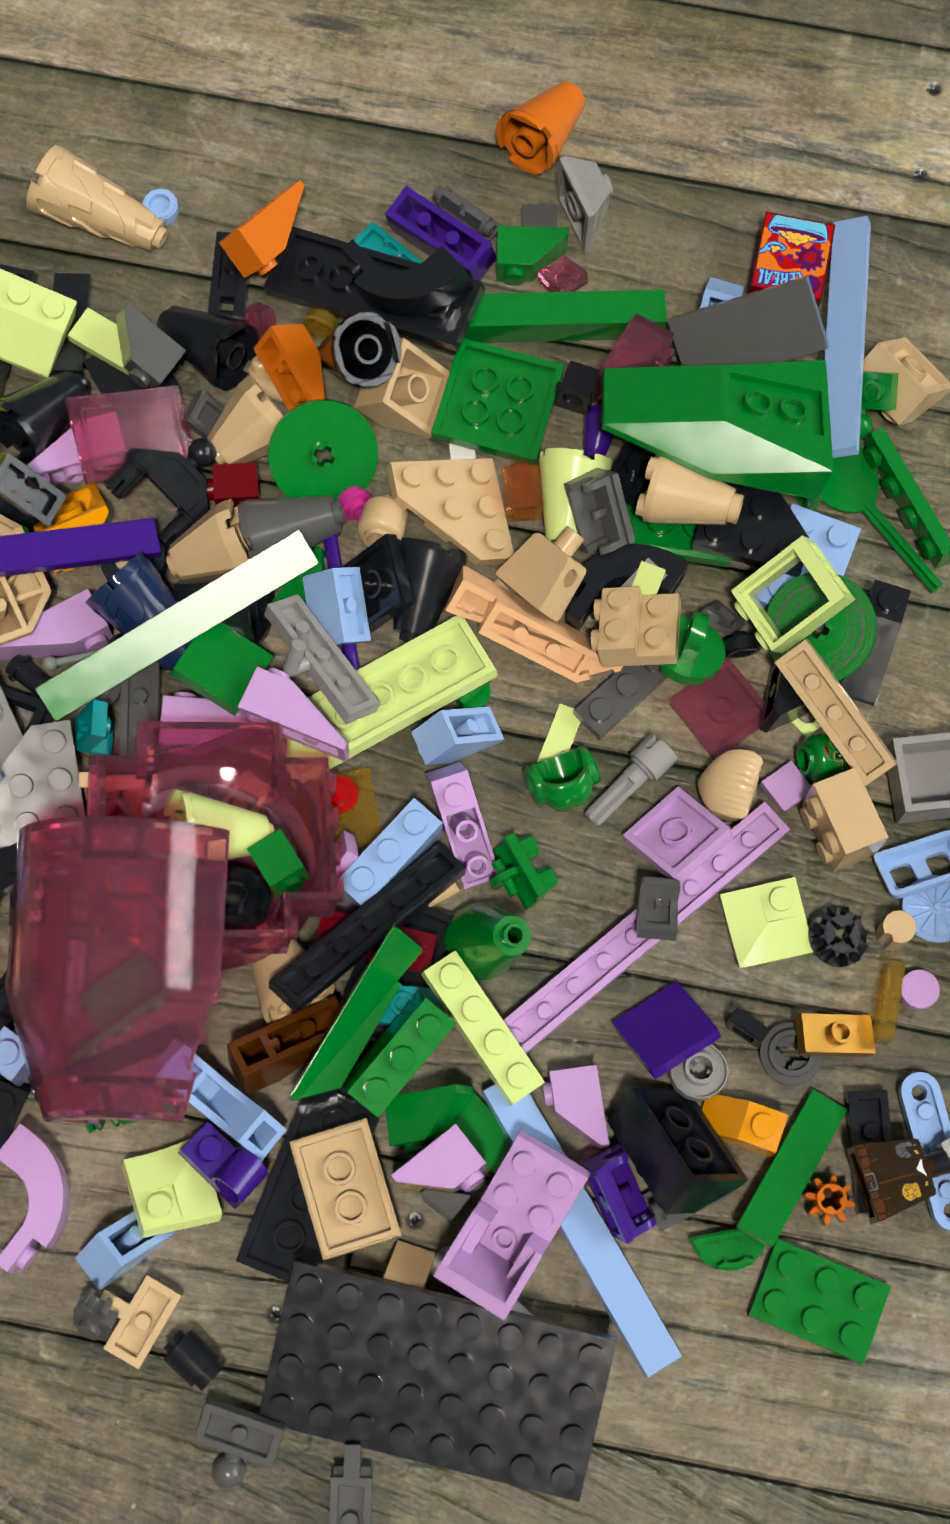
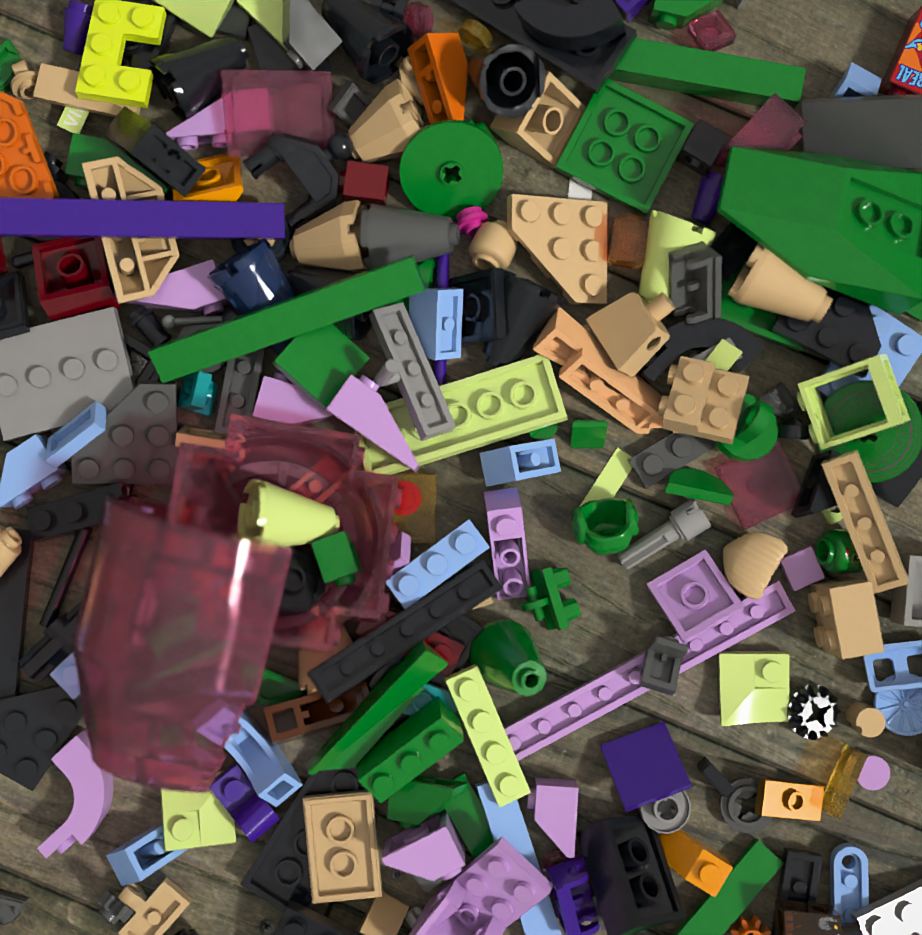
camera: 10 degrees right, 15 degrees up
(225, 1029) = (277, 688): none -> green tile
(524, 691) = (587, 433): none -> green slope
(654, 721) = (698, 485): none -> green tile

